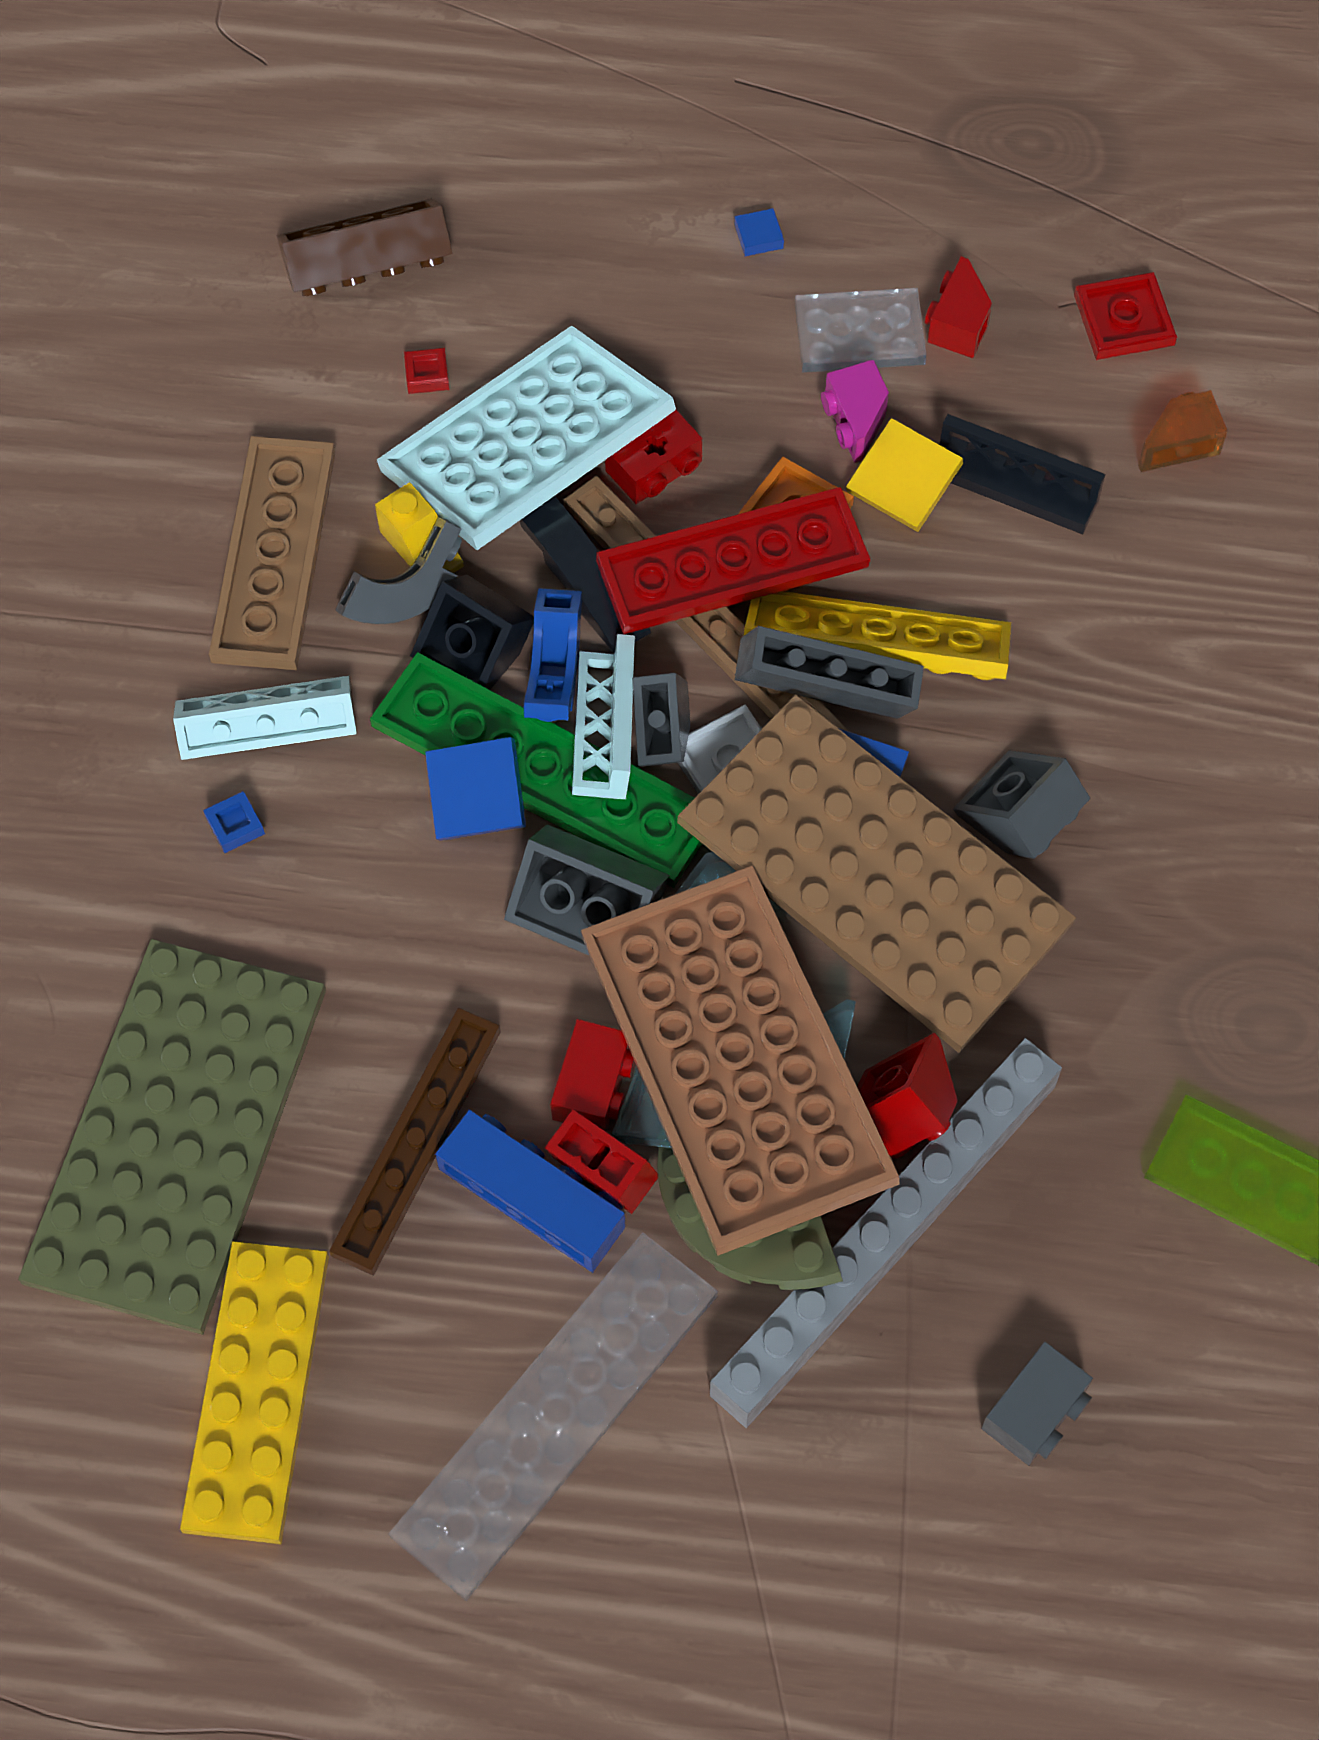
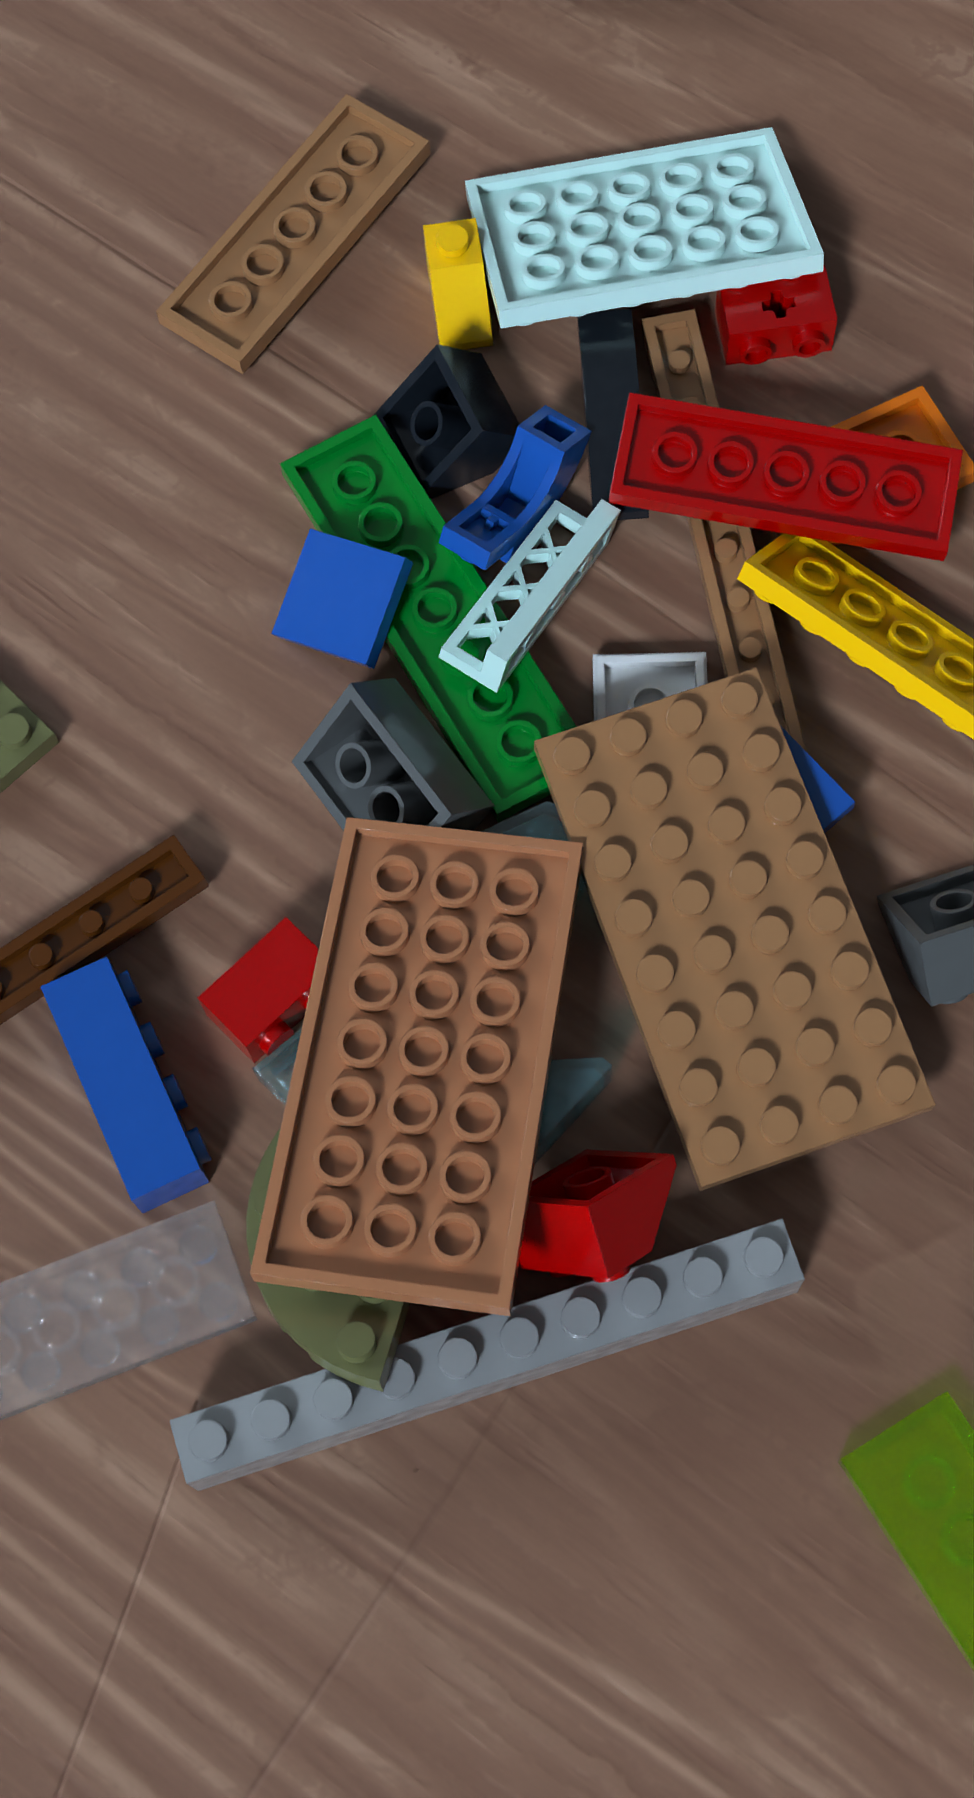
camera: 35 degrees right, 5 degrees up
(234, 822) = (72, 507): blue plate -> none
(264, 717) = (174, 408): light aqua fence -> none
(408, 593) = (399, 345): dark grey arch -> none
(426, 370) = (584, 108): red tile -> none
(602, 1161) = (213, 1095): red brick -> none
(661, 718) = (594, 620): dark grey slope -> none
(829, 672) = (814, 661): dark grey brick -> none
(1037, 1405) = (535, 1667): dark grey brick -> none

